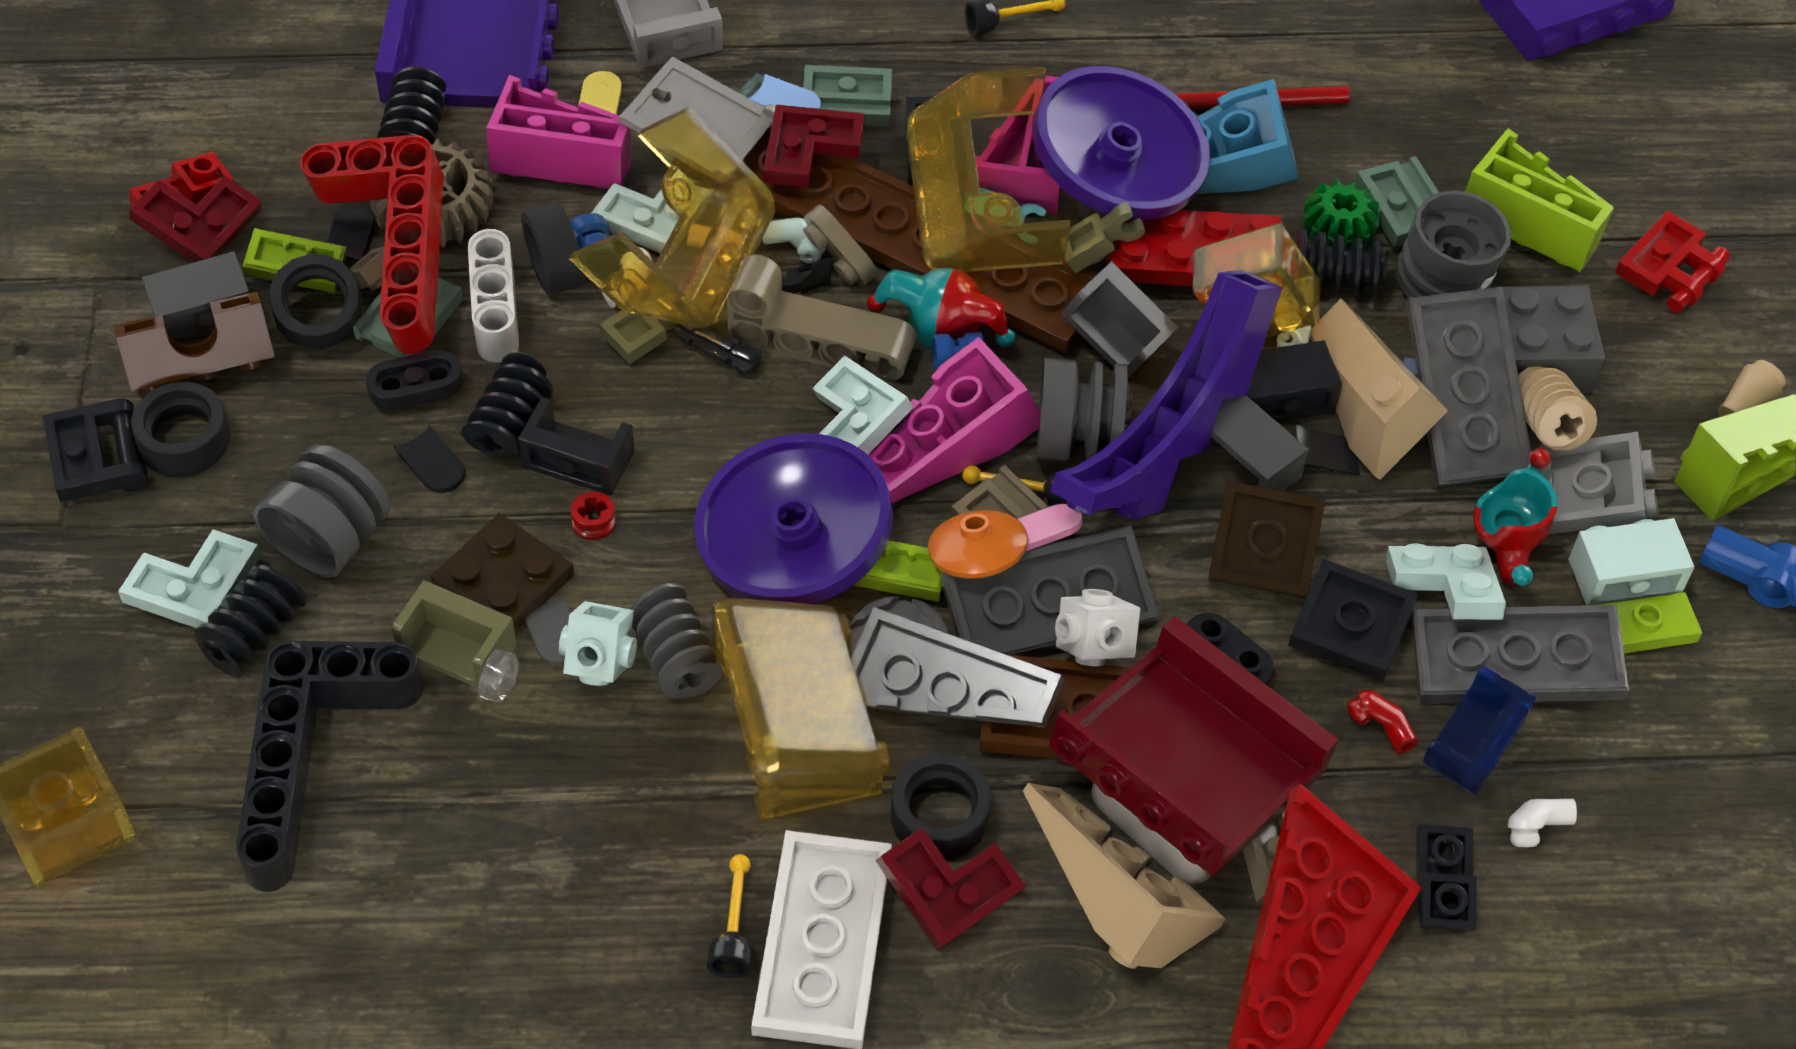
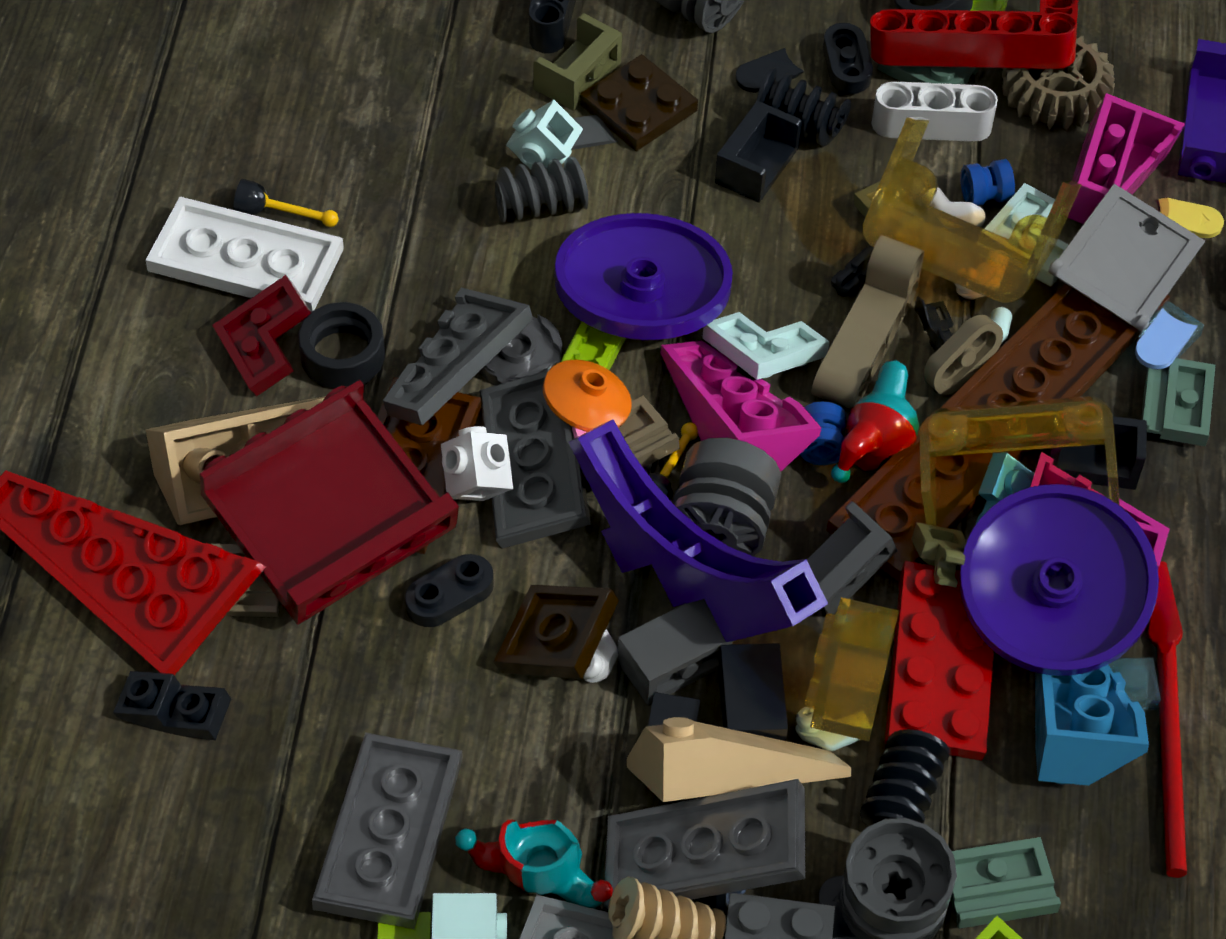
camera: 100 degrees right, 0 degrees up
(414, 104) = (1151, 69): black piece -> none
(498, 675) = (534, 83): clear tile -> none
(550, 245) = (965, 124): black tyre -> none
(597, 528) = (698, 157): red bush -> none
(797, 704) = (459, 242): clear yellow windscreen -> none
(805, 131) = (1099, 330): dark red plate -> none
(1341, 211) = (983, 791): green gear -> none
(1353, 620) = (459, 694): black plate -> none
(1386, 713) = (353, 698): red arm -> none
(1459, 571) = (487, 797): light aqua plate -> none
(1479, 729) = (301, 757): clear blue panel -> none
(1536, 814) = (210, 788): white arm -> none

